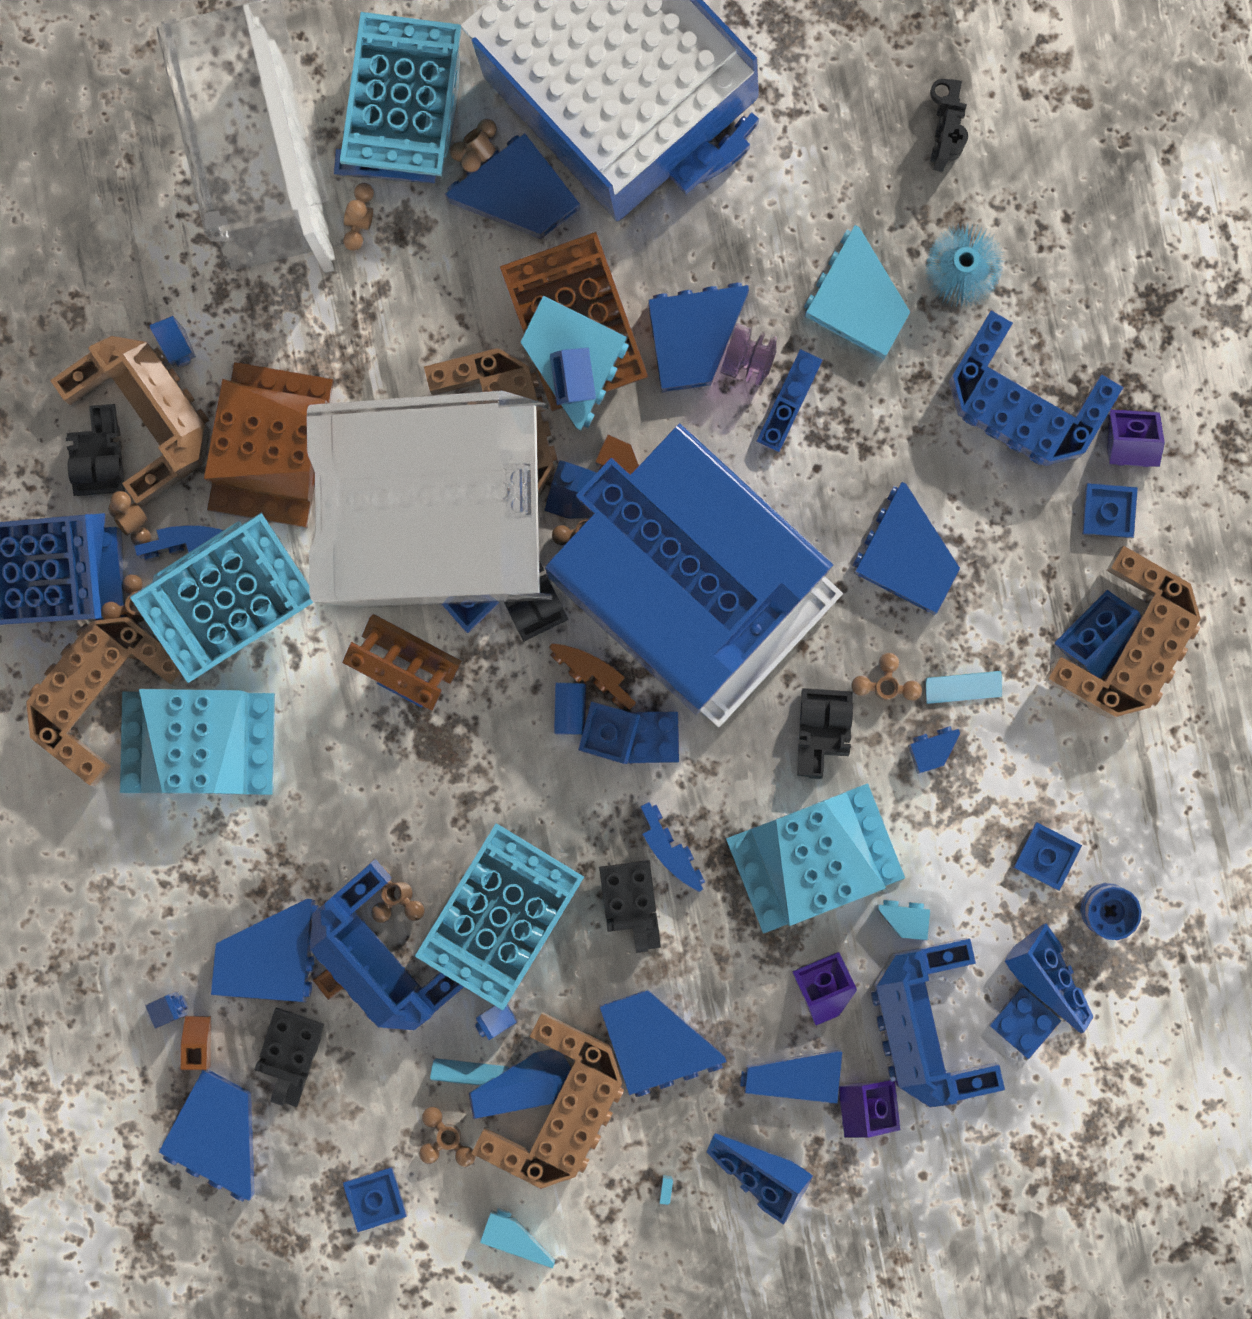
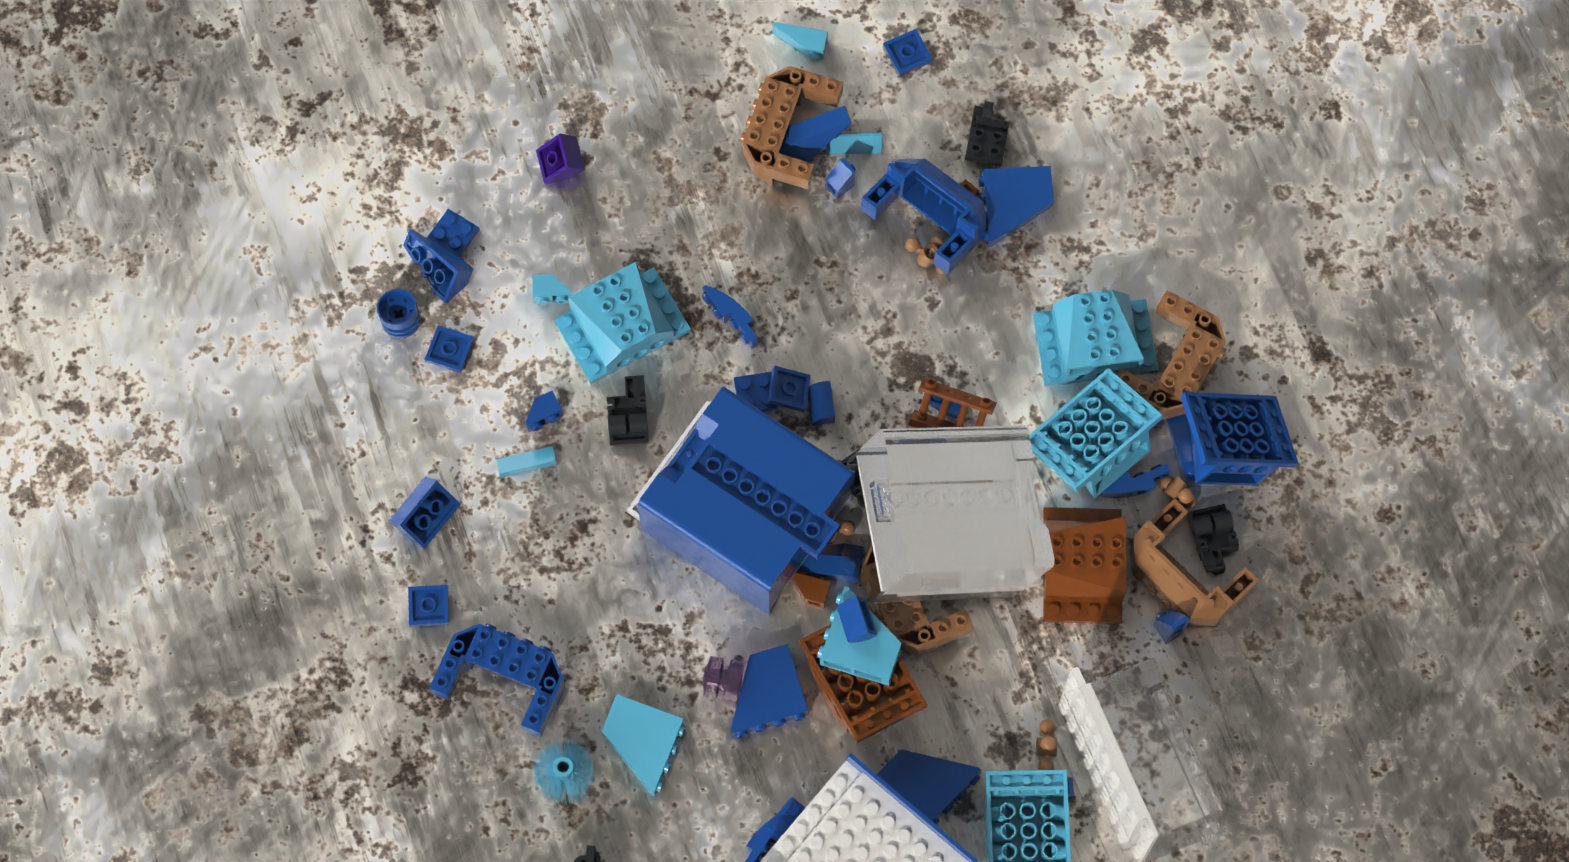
camera: 170 degrees right, 15 degrees down
(111, 610) = (1166, 445): medium nougat piece -> none
(167, 1009) = (1080, 154): blue slope -> none
(196, 1043) = (1054, 134): dark orange slope -> none
(215, 1135) = (1029, 78): blue slope -> none
(430, 1153) = (873, 87): medium nougat piece -> none
(475, 146) = (963, 814): medium nougat piece -> none
(499, 916) = (850, 240): medium azure wedge -> none
(585, 666) = (814, 433): dark orange slope -> none
(629, 902) = (754, 272): black plate -> none
(655, 1043) = (721, 181): blue slope -> none
(666, 1190) = (699, 86): medium azure tile -> none
(770, 1178) = (622, 102): blue wedge -> none
(789, 400) = (687, 652): blue slope -> none
(800, 1077) = (616, 172): blue slope -> none
(825, 987) = (603, 235): dark purple slope -> none
(888, 663) = (584, 469): medium nougat piece -> none
(907, 554) = (581, 550): blue slope -> none
(912, 1032) = (534, 211): blue wedge -> none
(1135, 438) = (414, 662): dark purple slope -> none
(1151, 650) = (387, 497): medium nougat wedge -> none

